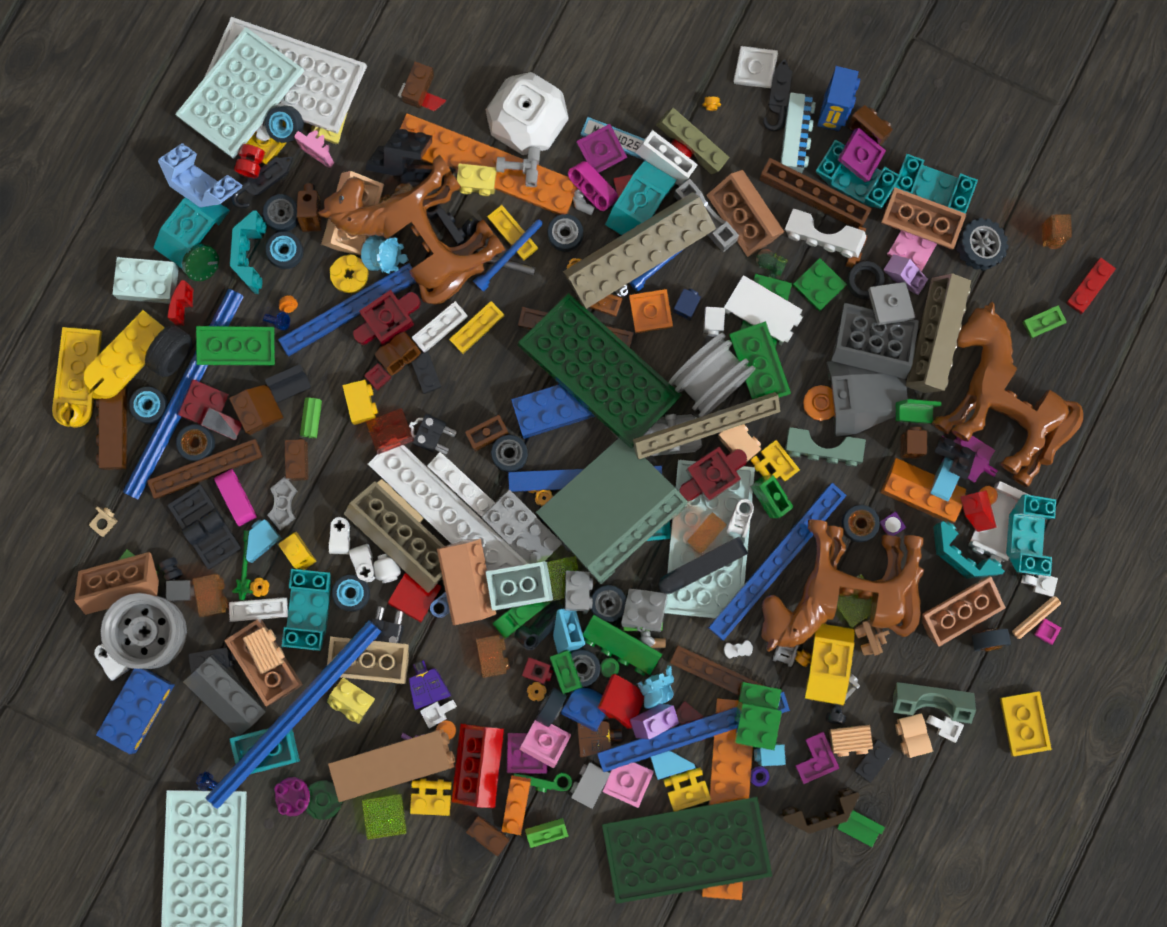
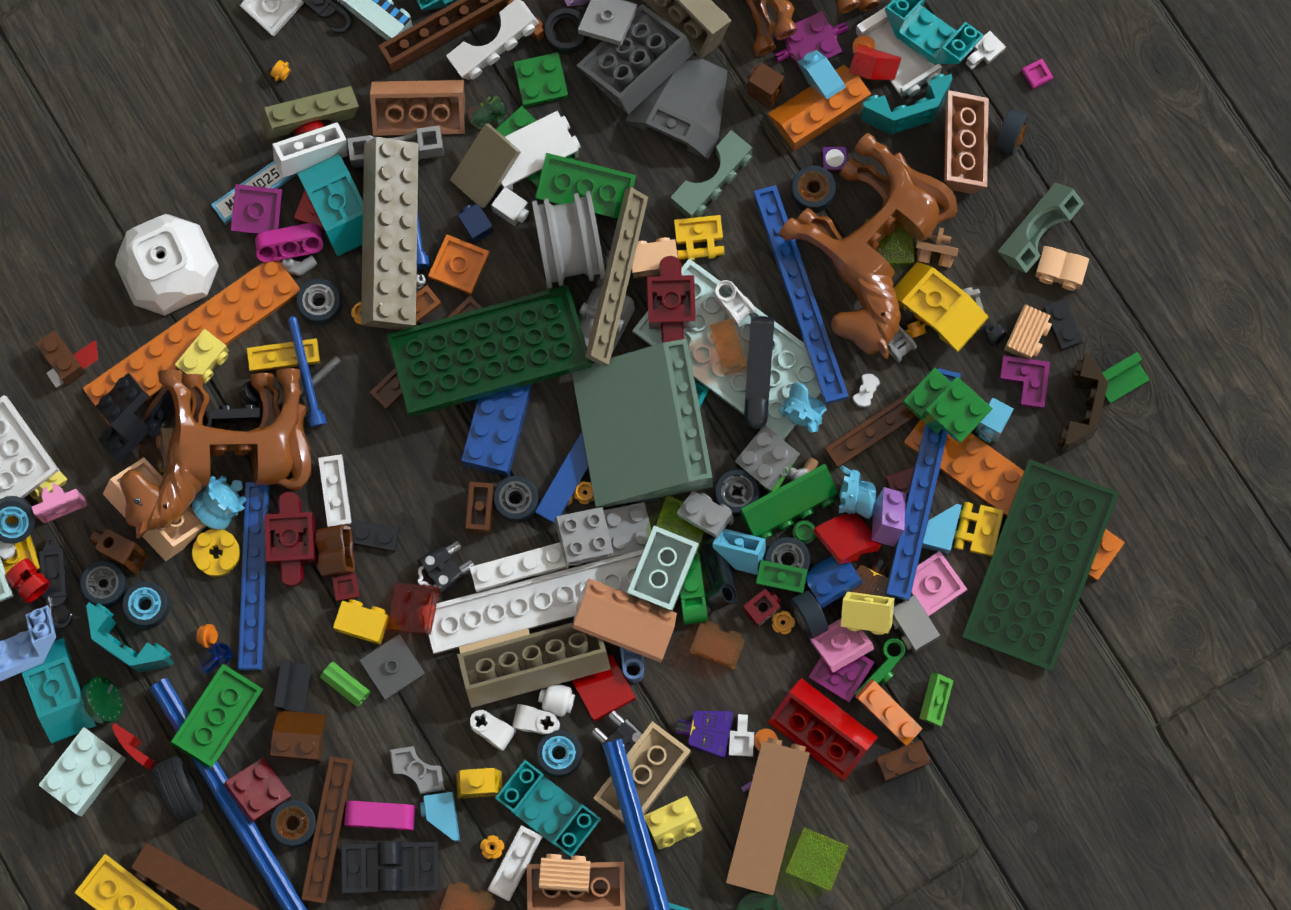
camera: 55 degrees left, 5 degrees down
(122, 357) = (152, 841): yellow plate -> none
(141, 397) = (206, 847): wheel -> none
(221, 423) = (290, 782): tile -> none
(243, 584) = (479, 864): green piece -> none
(296, 460) = (381, 725): reddish brown brick -> none
(342, 442) = (392, 667): none -> dark grey plate
(429, 803) = (832, 804): yellow plate -> none
(476, 327) = (360, 453): yellow plate -> none
(528, 166) = (225, 295): light grey bar -> none
(575, 748) = (867, 613): none -> light yellow brick
(694, 614) = (803, 408): none -> medium azure hair
(731, 285) = (485, 165): none -> dark tan tile
(764, 780) = (1015, 443): dark purple plate -> none
(771, 496) = (730, 259): green brick -> none
(819, 403) = (663, 154): orange wheel -> none
(915, 411) = (732, 63): green panel -> none
(947, 728) = (1073, 230): white plate -> none
(961, 456) = (807, 46): black plate -> none
(1025, 723) = (1116, 152): yellow plate -> none
(1036, 617) = (1016, 76): light nougat axle -> none

